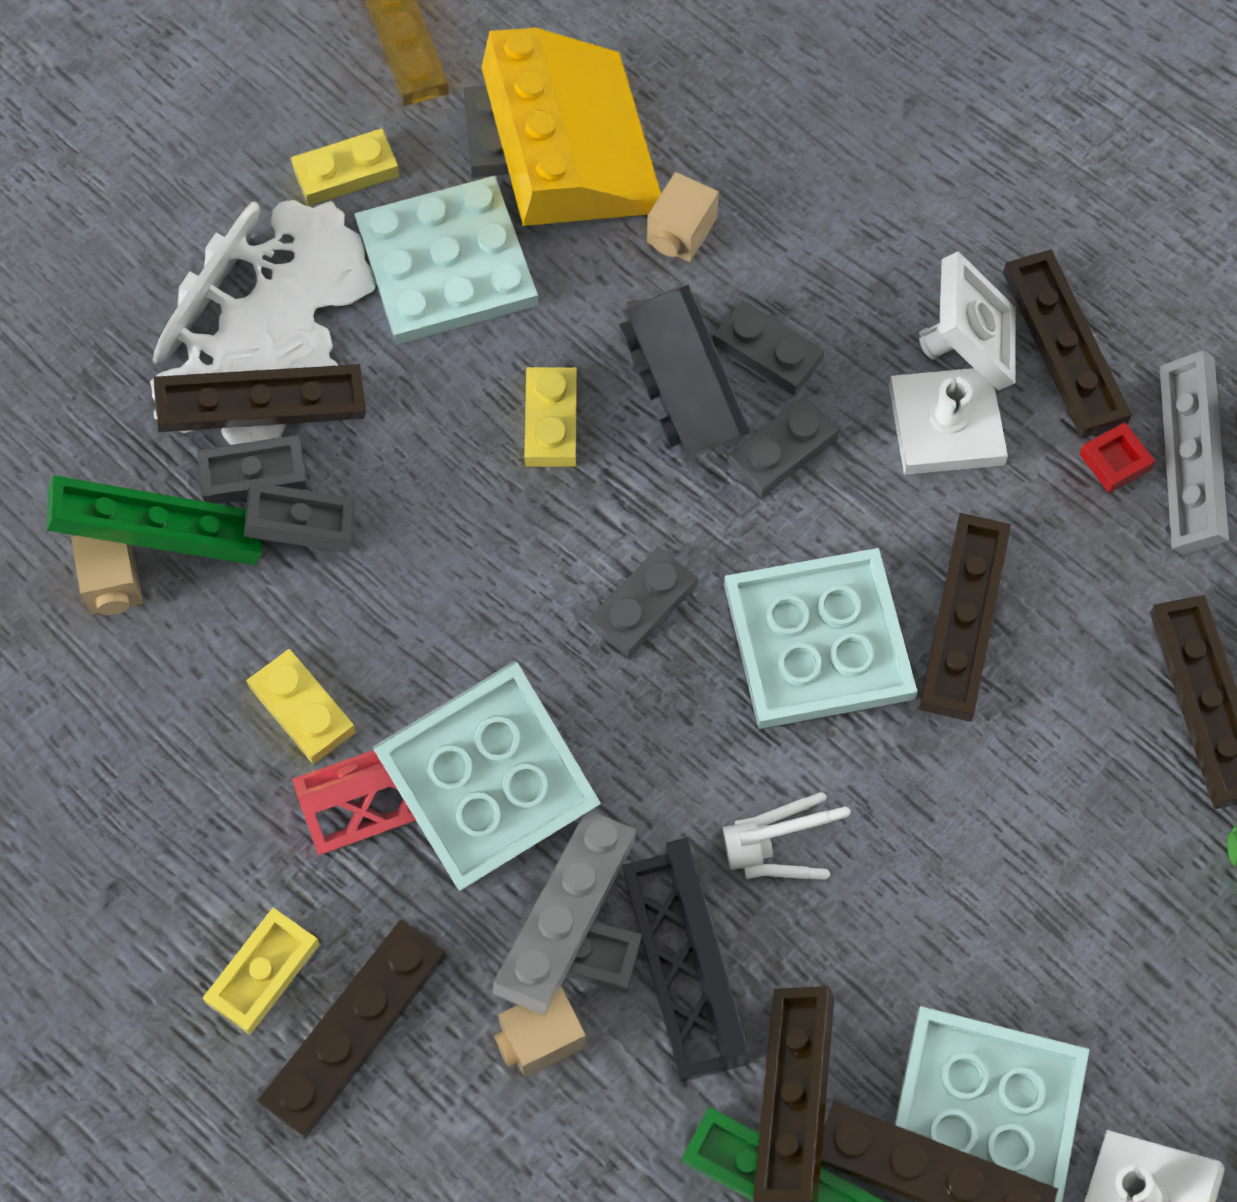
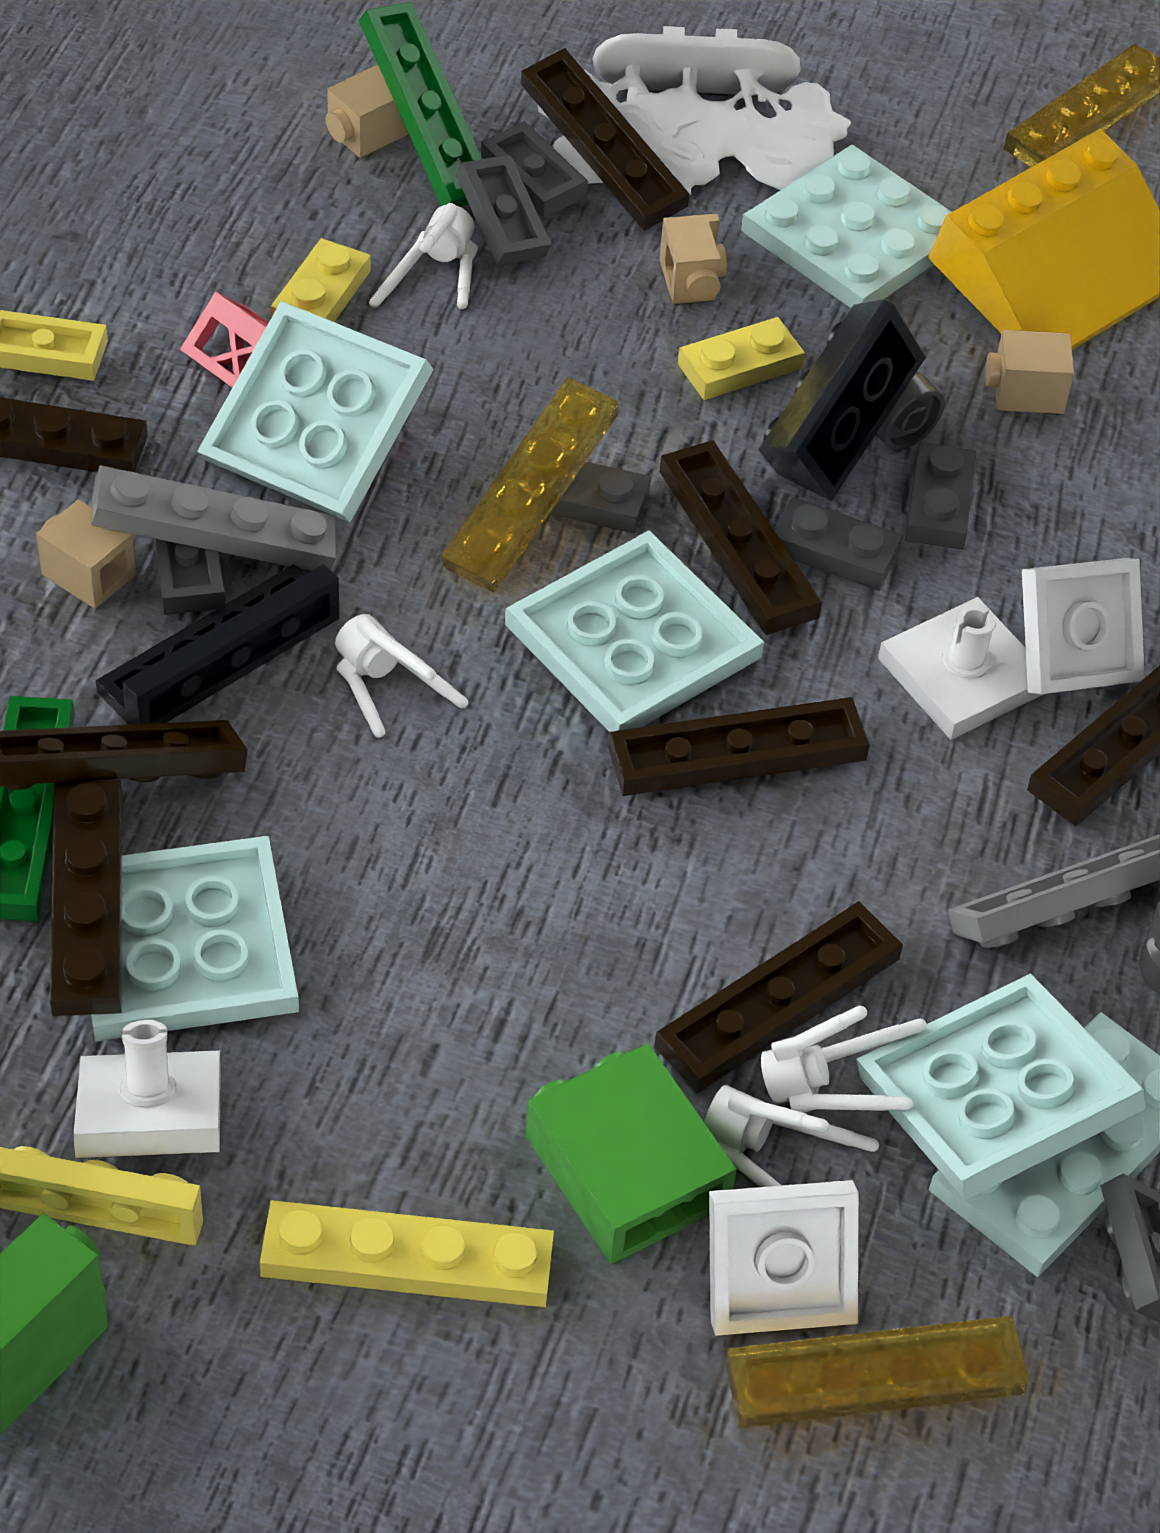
camera: 60 degrees right, 15 degrees down
(304, 578) = (444, 240): none -> white plant
(345, 167) = (901, 127): light yellow plate -> none
(432, 399) = (692, 258): none -> tan brick
(637, 641) = (530, 485): none -> clear yellow plate
(752, 512) = (740, 537): none -> dark brown plate
(1117, 457) = (1022, 821): red plate -> none

